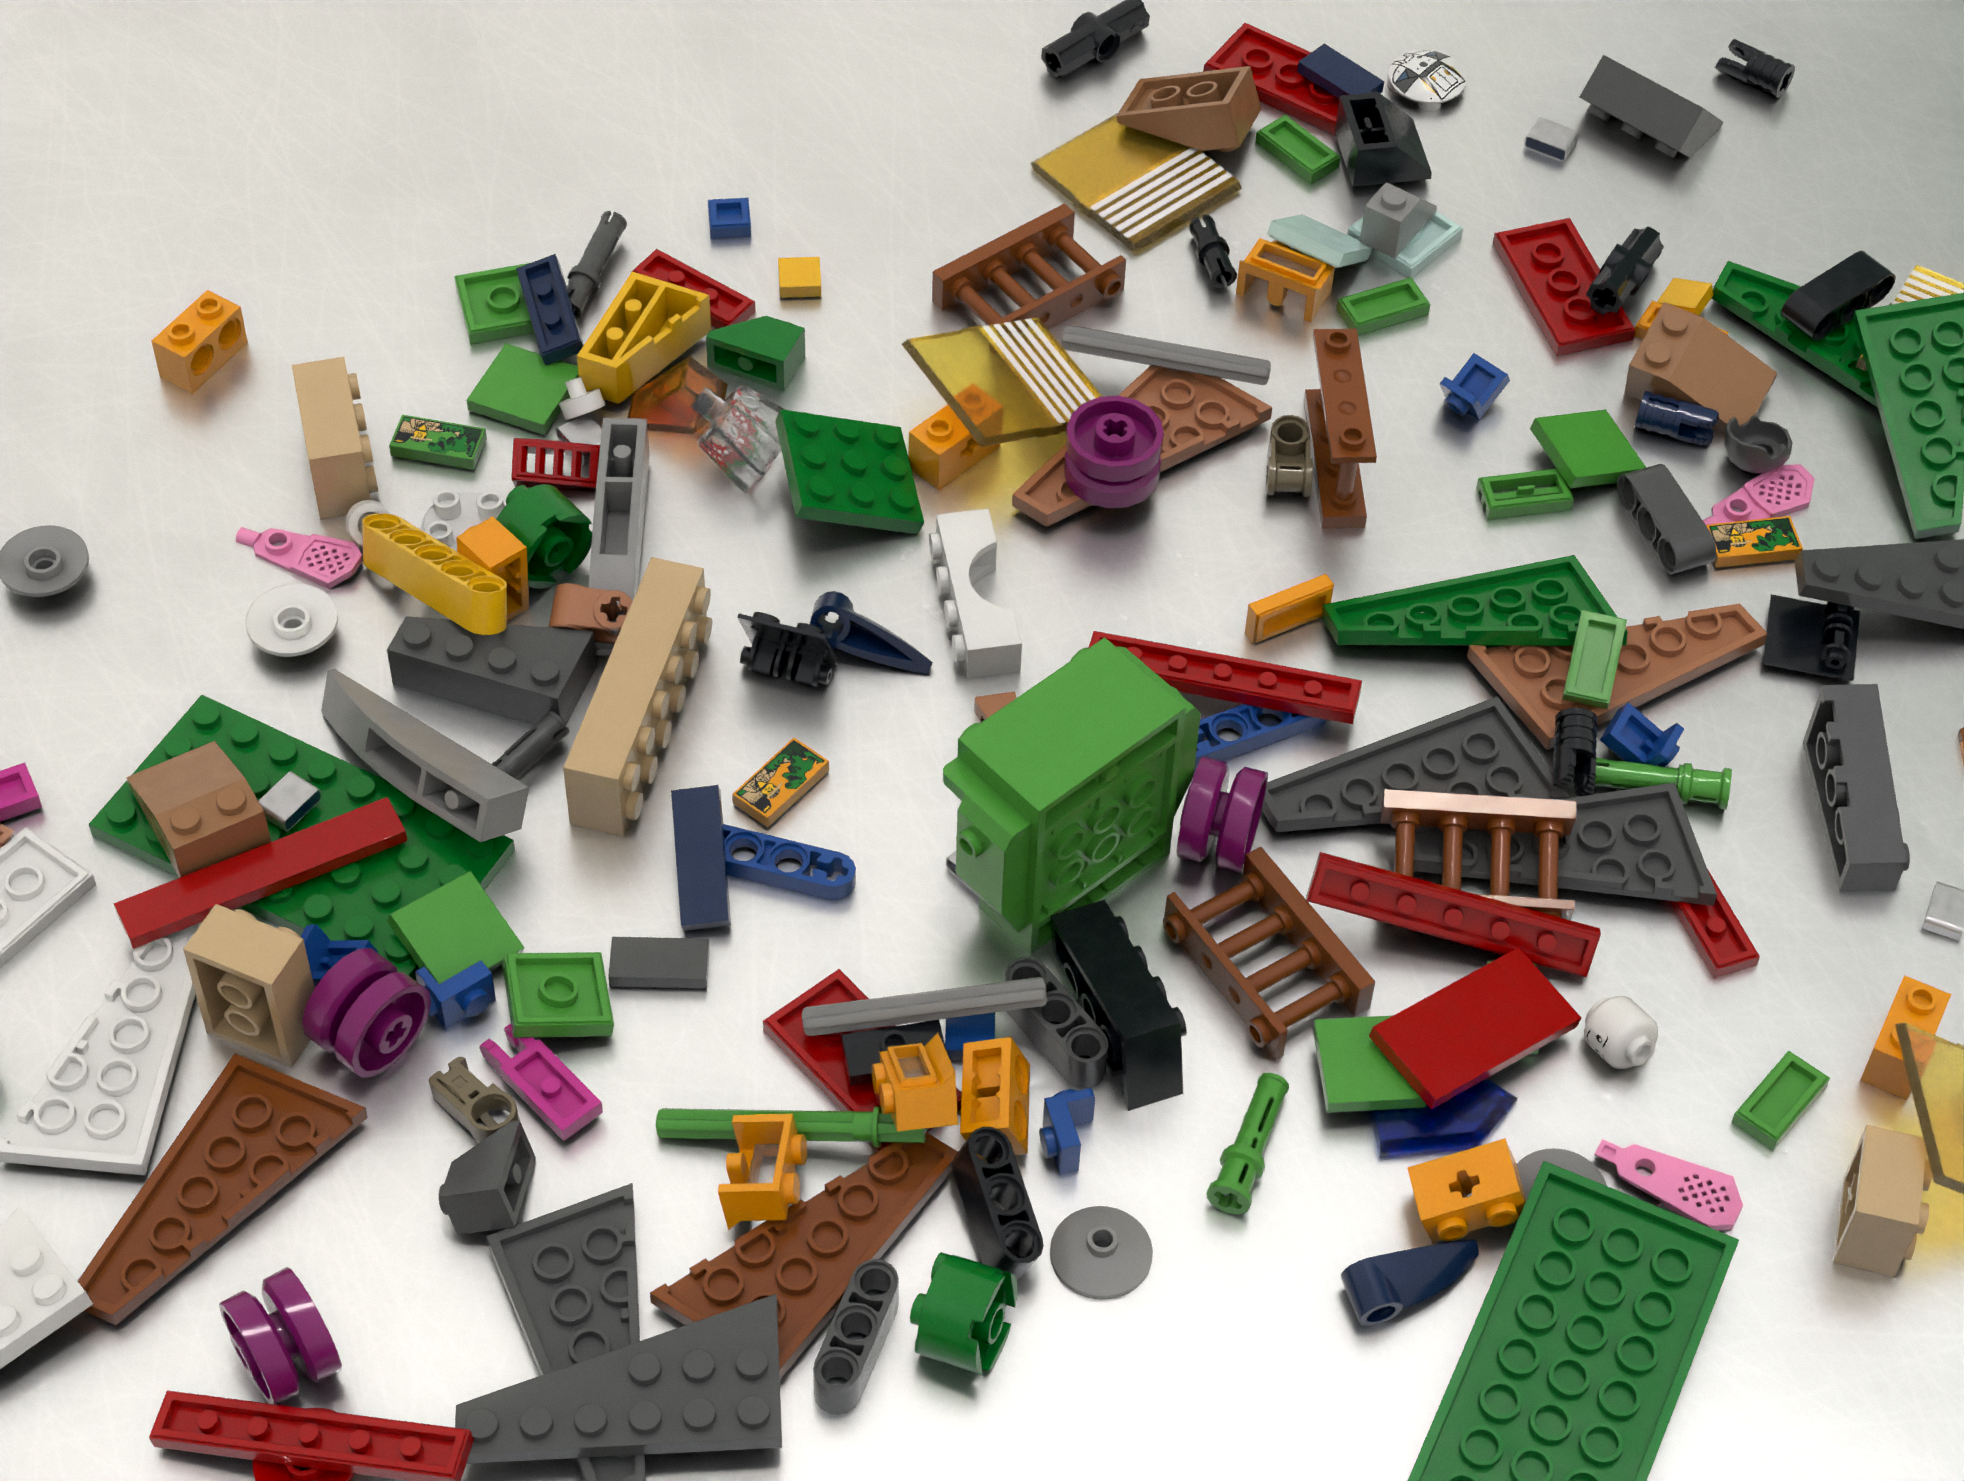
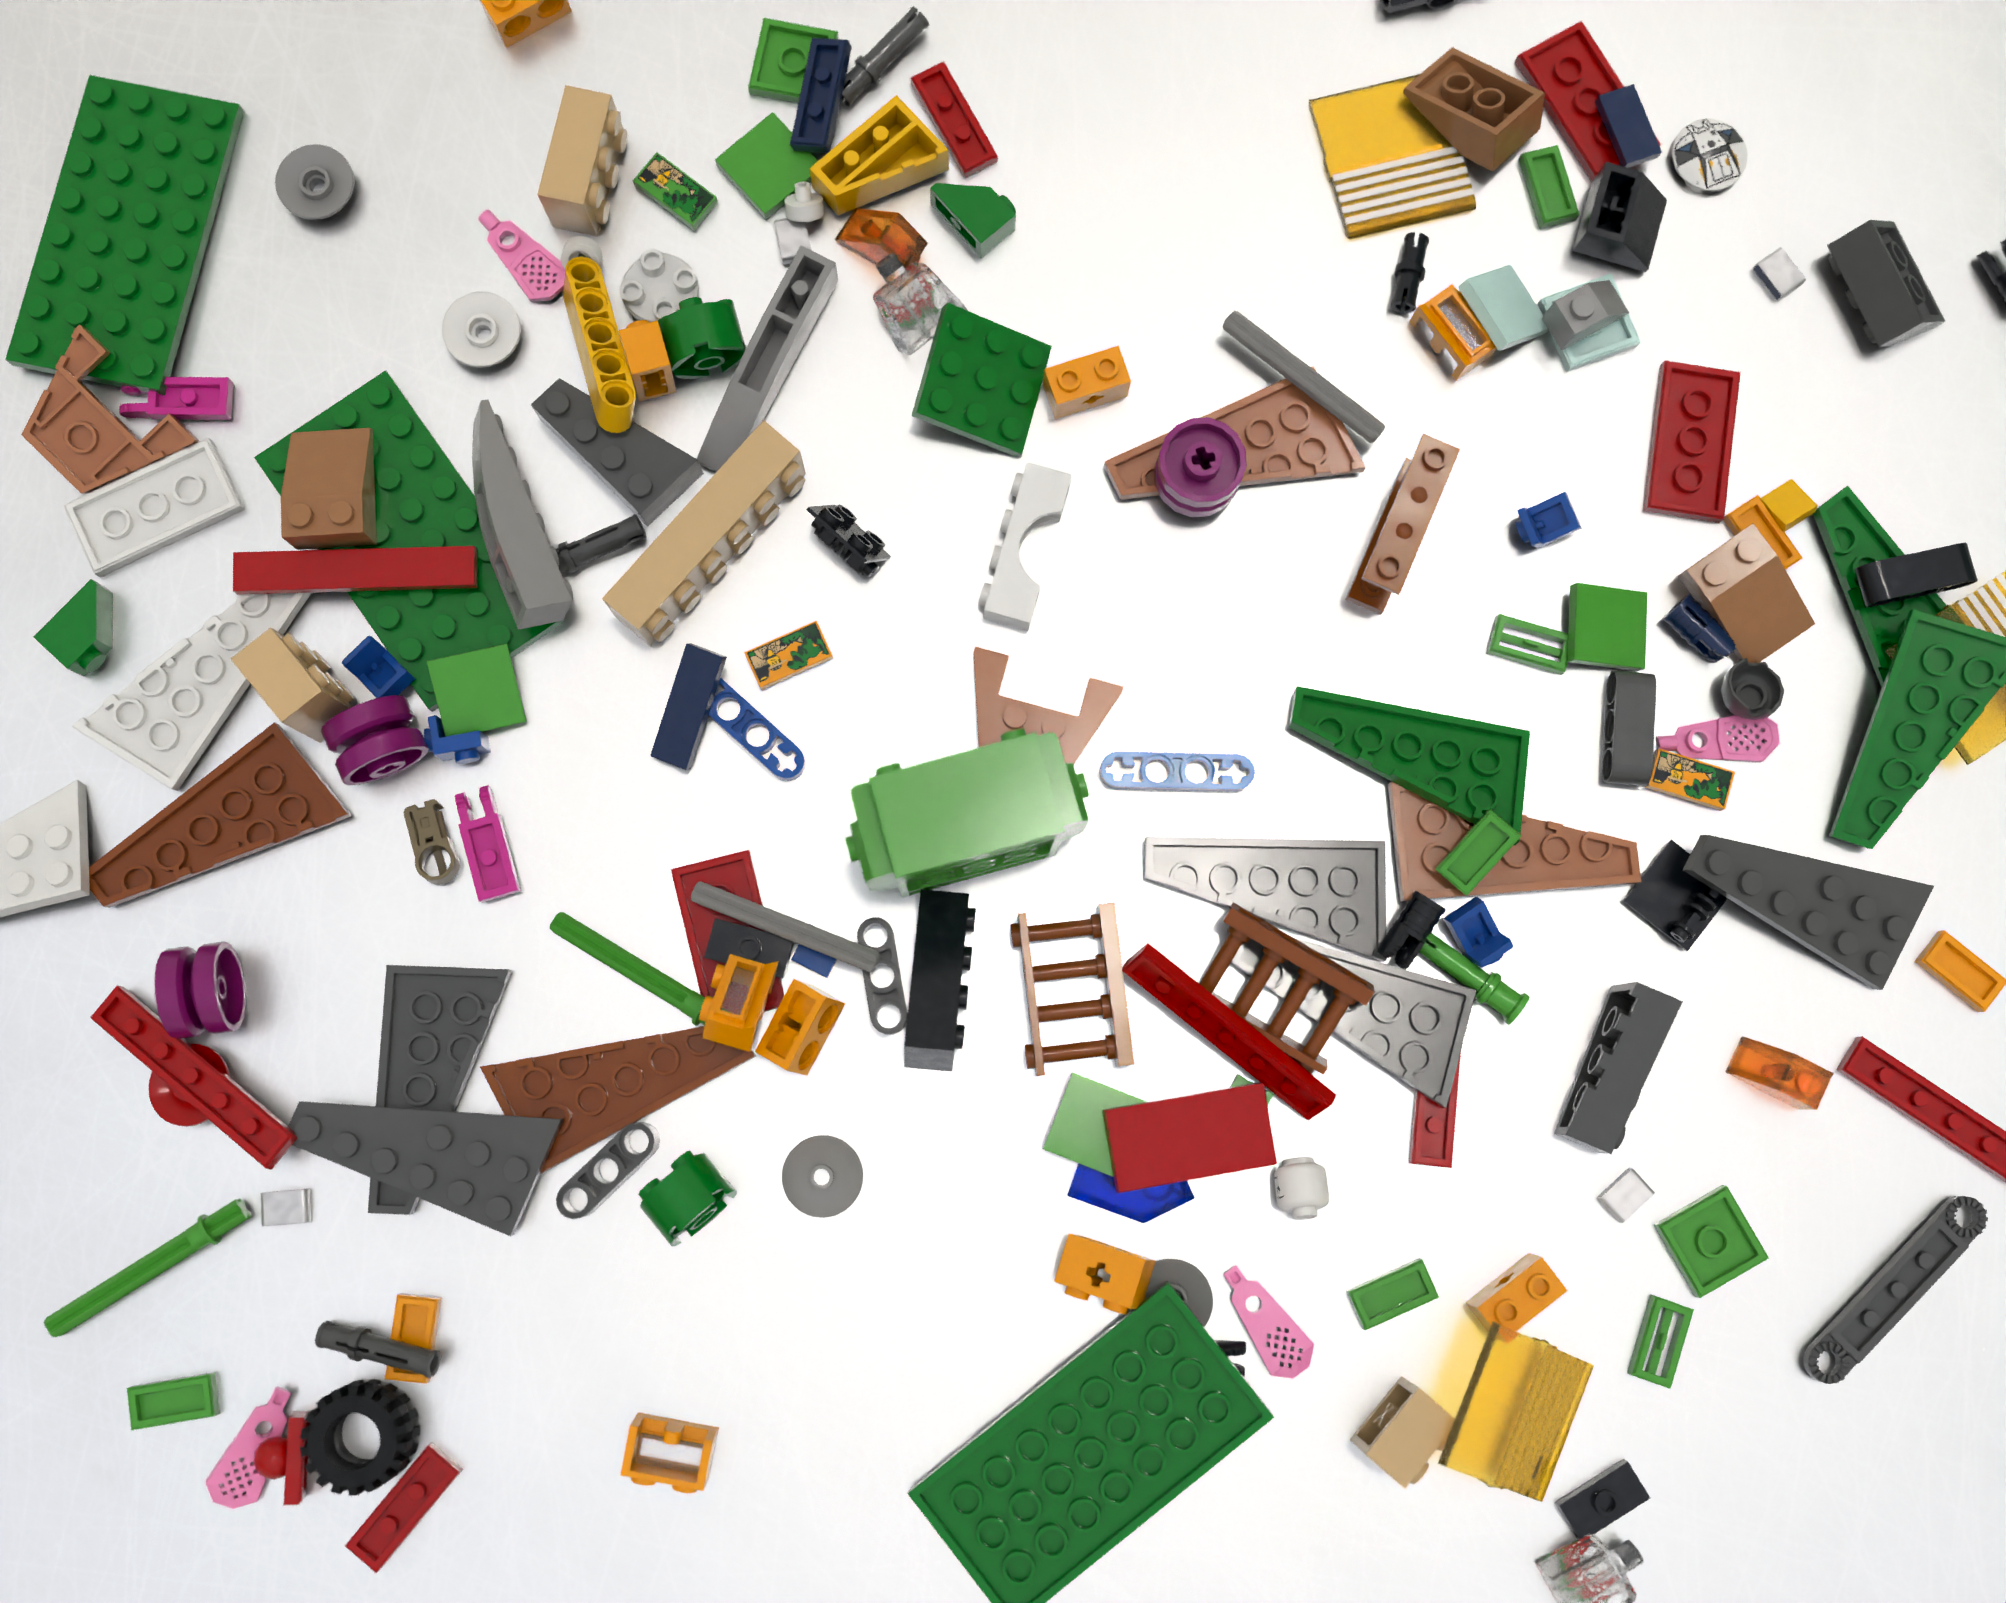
camera: 20 degrees right, 30 degrees up
(289, 801) = (402, 512): flat silver piece -> none
(489, 1182) = (408, 921): dark grey slope -> none
(540, 448) = (725, 247): red slope -> none
(557, 994) = (529, 778): bright green tile -> none
(589, 610) = (701, 437): nougat piece -> none
(659, 962) = (621, 778): dark grey tile -> none
(729, 218) = (1022, 50): blue tile -> none
(763, 1170) = (603, 1010): light orange window -> none
(799, 277) = (1049, 143): yellow tile -> none
(863, 636) = (906, 537): dark blue piece -> none
(1003, 1183) = (761, 1136): black beam -> none
(1004, 379) = (1152, 353): clear yellow piece -> none
(1023, 249) = (1246, 202): dark orange fence -> none
(1059, 1134) = (834, 1075): blue bracket -> none
(1214, 812) = (1100, 861): magenta wheel -> none
(1243, 1160) = (958, 1159): bright green pin -> none
(1246, 679) = (1176, 722): red tile -> none
(1288, 608) = (1267, 677): light orange tile -> none
(1289, 457) = (1347, 531): dark tan piece -> none
(1383, 306) = (1524, 394): bright green tile -> none
(1399, 1279) = (1019, 1312): dark blue piece -> none
(1625, 270) = (1749, 458): black piece -> none

